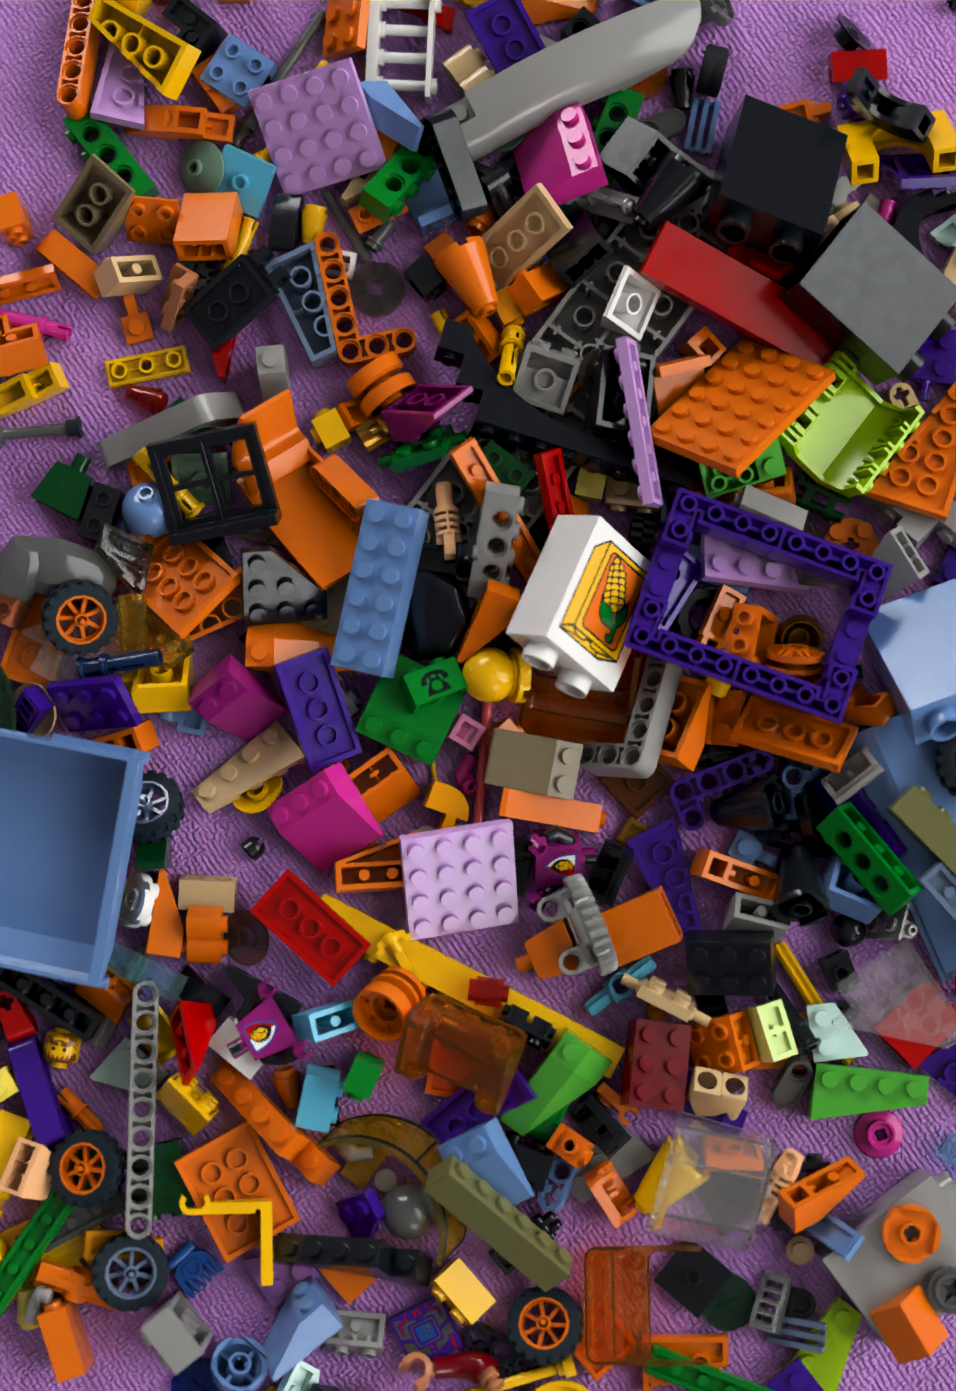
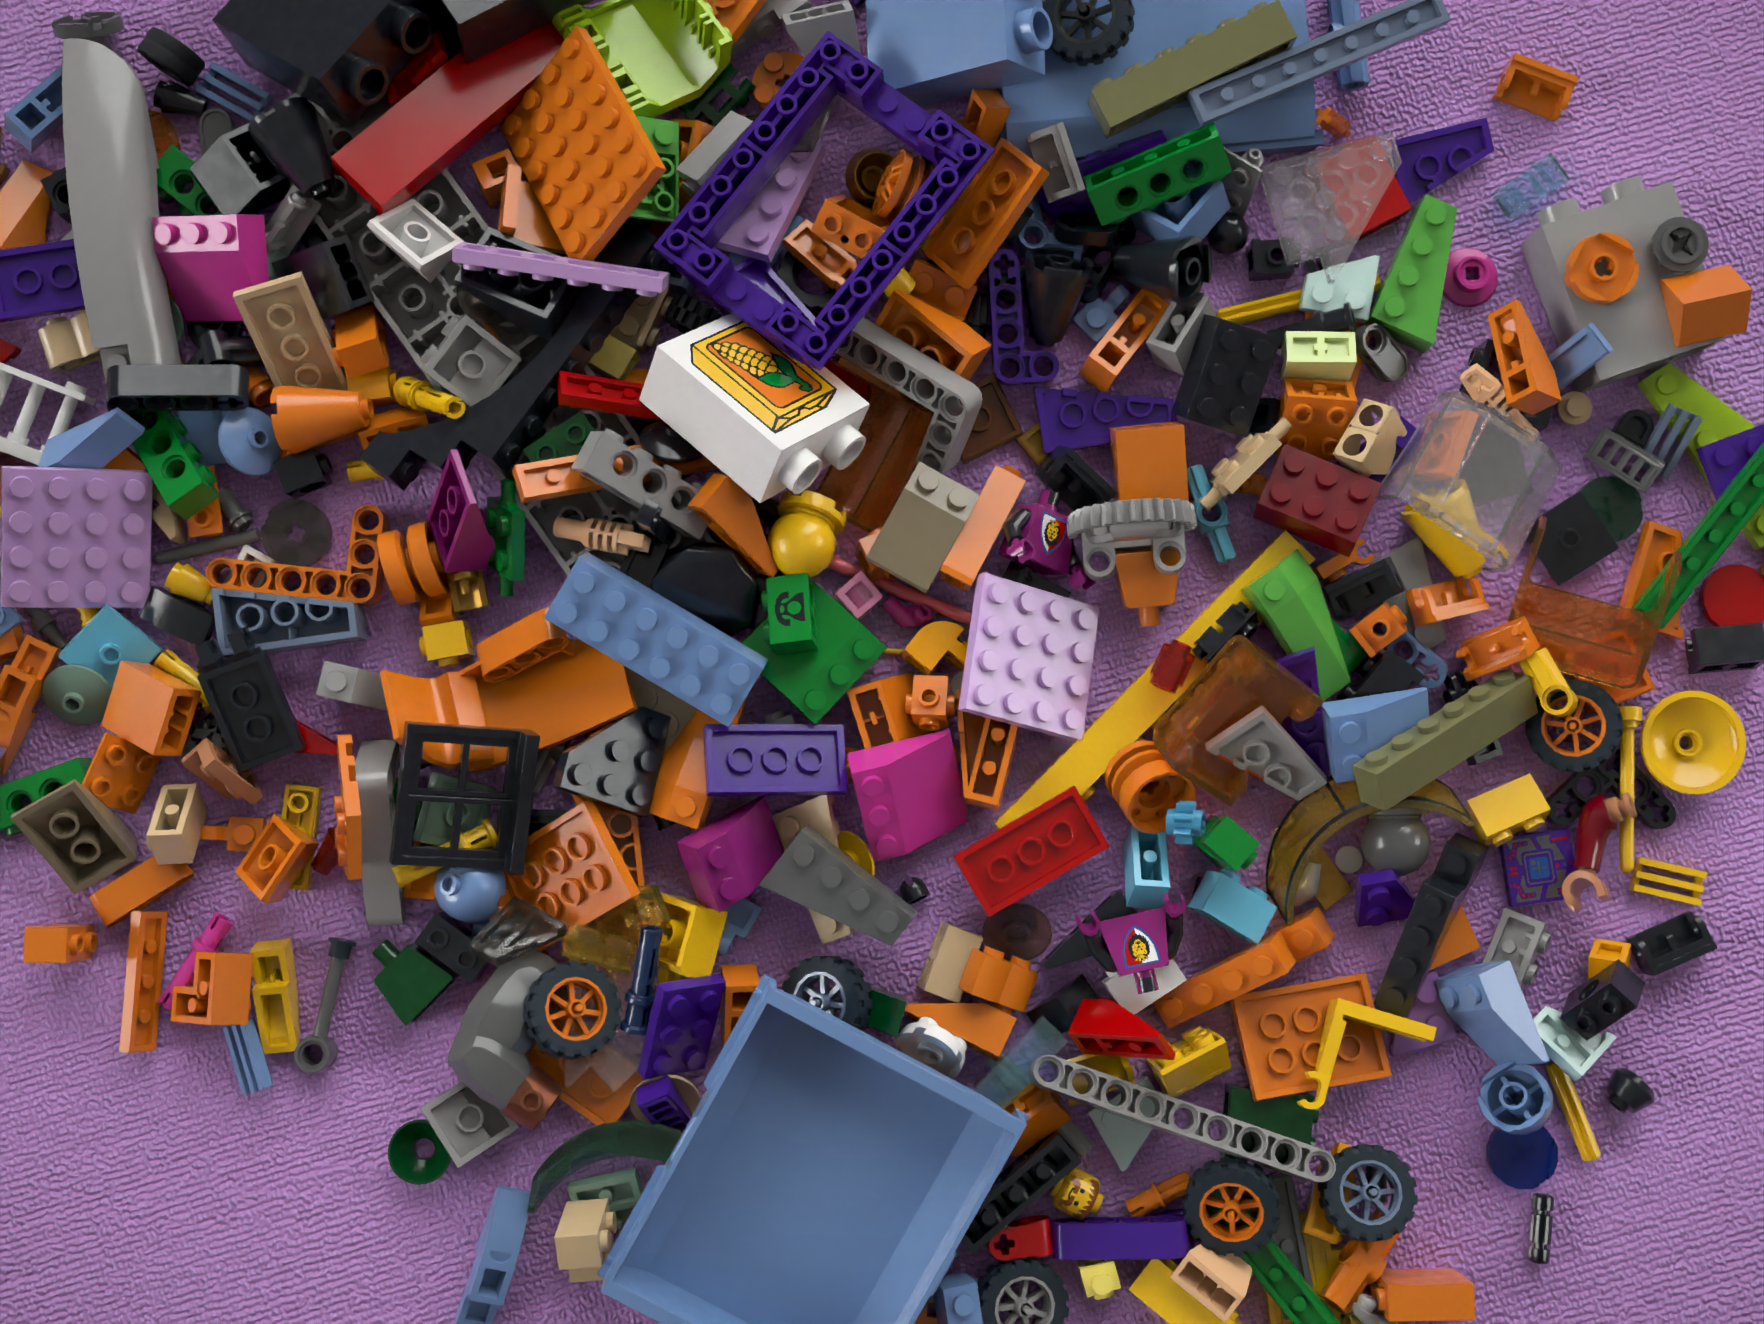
camera: 70 degrees left, 0 degrees up
(124, 357) = (276, 859): none -> orange slope
(173, 401) = (348, 812): none -> orange wing
(176, 1332) = (1457, 1159): light grey brick -> none
(190, 1265) = (1379, 1118): blue piece -> none
(235, 788) = (836, 886): none -> dark grey wedge
(287, 1084) = (1203, 939): orange cone -> none
(368, 1039) = (1185, 822): none -> dark azure gear
(391, 939) = (1075, 760): yellow piece -> none
(401, 814) = (931, 702): none -> orange brick
(429, 223) = (238, 441): none -> medium blue dish
(446, 1086) = (1270, 752): none -> light grey wing
(531, 545) = (667, 444): none -> black dish
(572, 1291) = (1547, 681): none -> yellow piece
(586, 1244) = (1497, 648): none -> orange hinge

